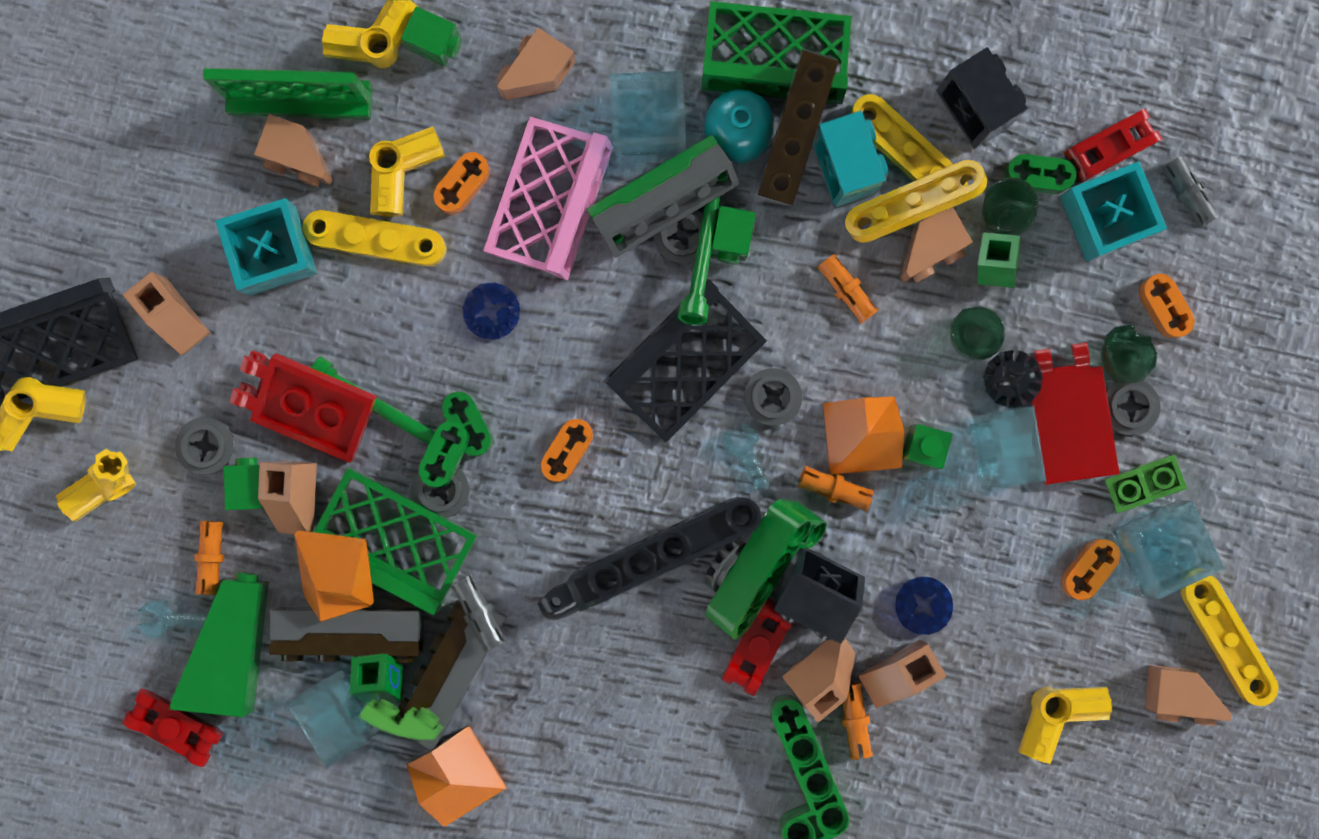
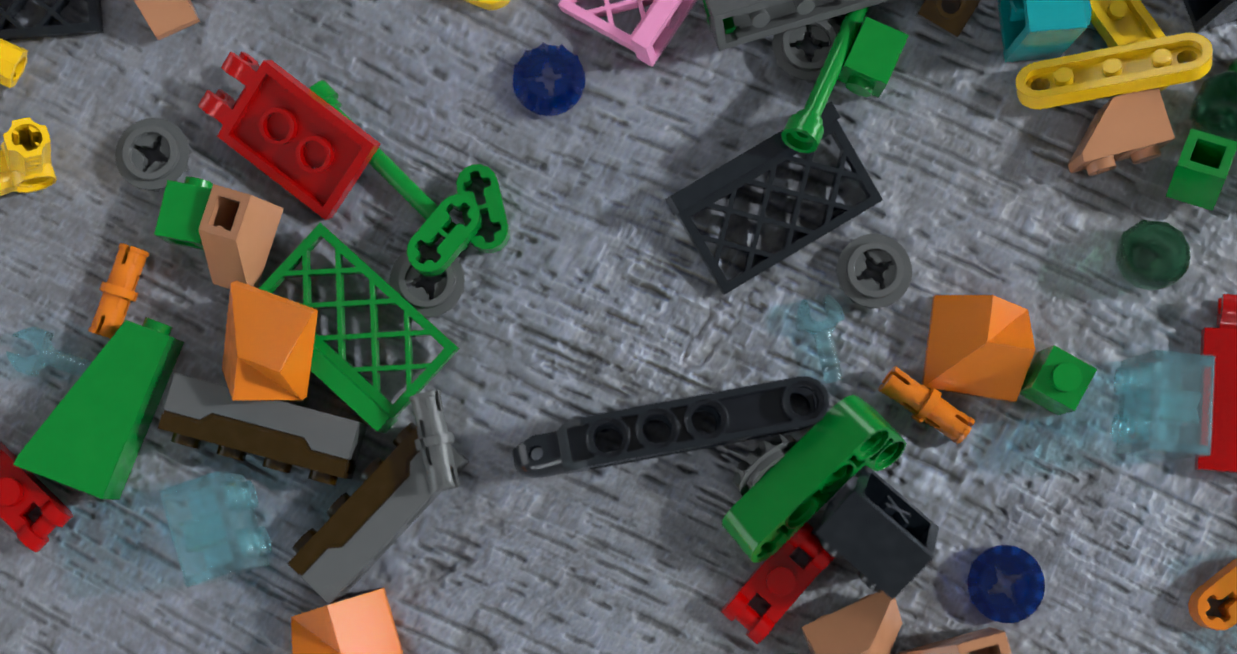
camera: 20 degrees right, 5 degrees down
(376, 678) = (283, 495): green brick -> none
(415, 724) = (313, 561): bright green slope -> none
(559, 445) = (590, 264): orange beam -> none
(847, 288) = (999, 161): orange pin -> none
(1028, 385) = (1198, 303): black gear -> none

